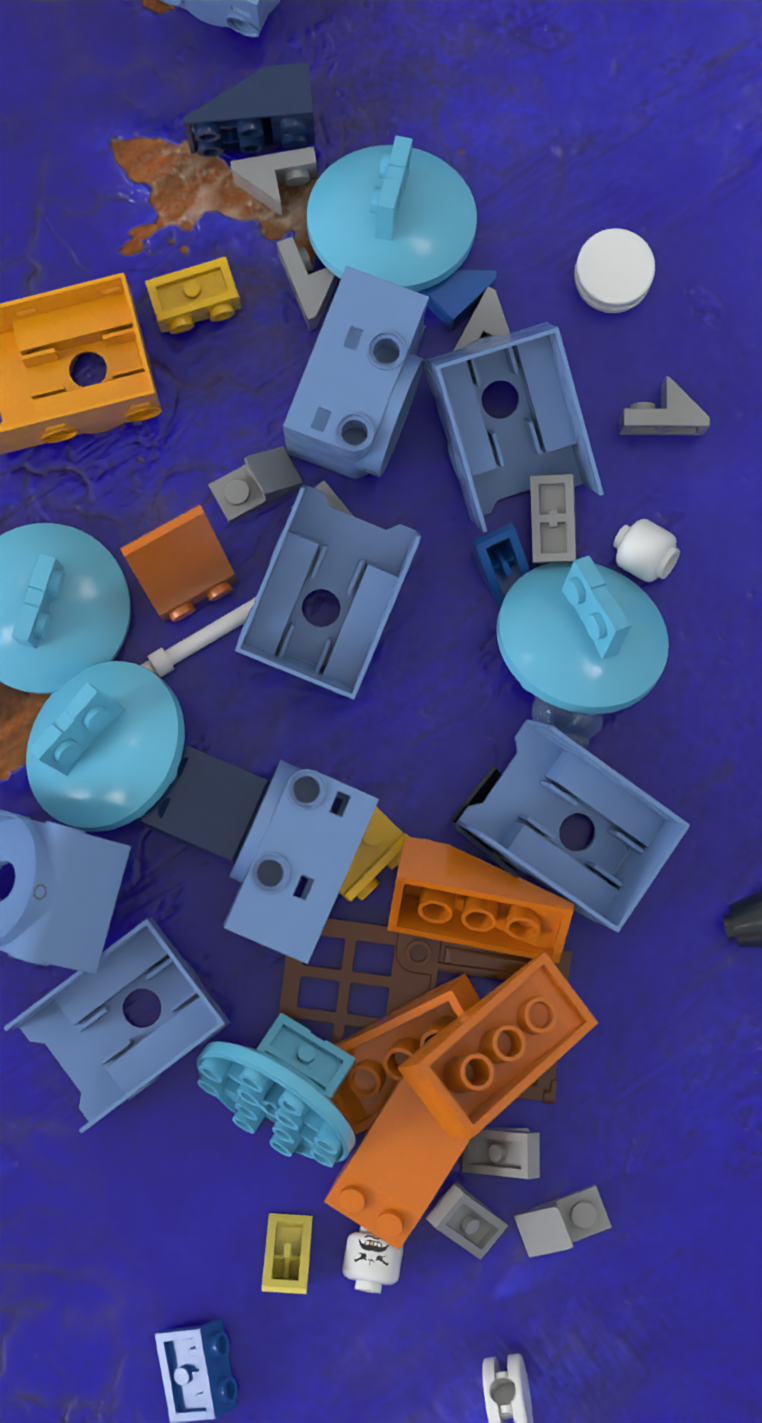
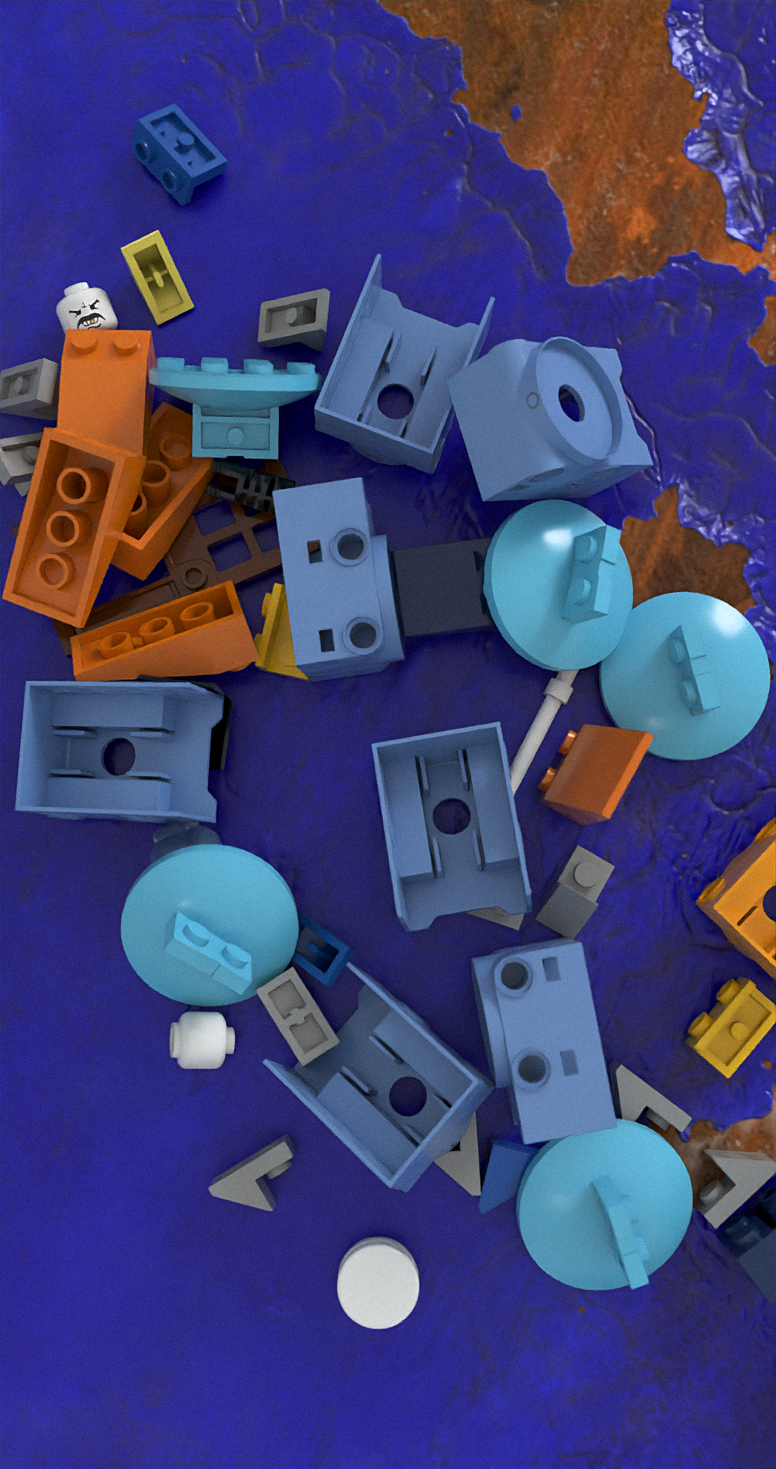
camera: 150 degrees right, 0 degrees up
(187, 1137) = (295, 320): none -> light grey slope
(315, 997) = (253, 487): none -> black hinge

